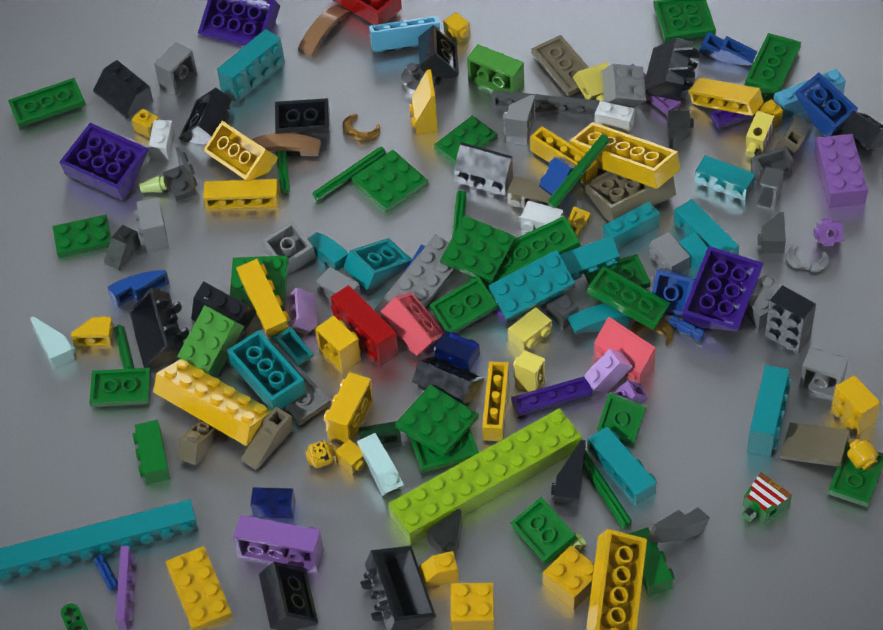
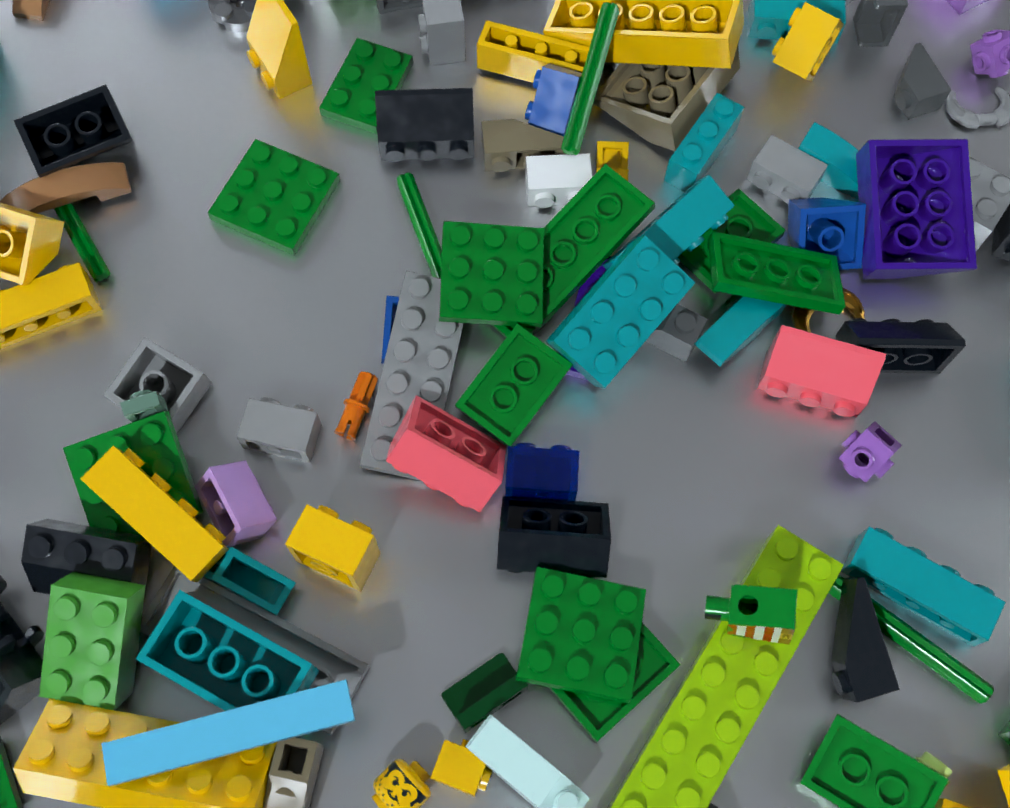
camera: 30 degrees left, 15 degrees up
(255, 390) = (227, 732): none -> medium azure tile
(278, 249) = (143, 404): none -> sand green plate
(328, 251) = (229, 364): teal slope -> none
(348, 129) = (194, 130): pearl gold piece -> none
(348, 173) = (199, 207): green axle -> none
(349, 408) = (413, 676): yellow brick -> none
(373, 332) = (362, 491): red brick -> none
(376, 263) = (324, 357): teal slope -> none
(381, 290) = (357, 405): none -> orange axle
(495, 401) = (660, 550): yellow brick -> none
(520, 431) = (772, 609): none -> green torso
(529, 371) = (690, 472): light yellow brick -> none
(530, 330) = (642, 387): light yellow brick -> none
(551, 396) = (738, 498): dark purple plate -> none
(608, 371) = (817, 420): lavender brick -> none
(622, 417) = (882, 497): green plate -> none
(678, 356) = (908, 346): none -> black slope
(686, 328) = (878, 288): blue axle -> none
(693, 218) = (799, 104): teal brick -> none
(713, 191) = (807, 41): none -> yellow brick

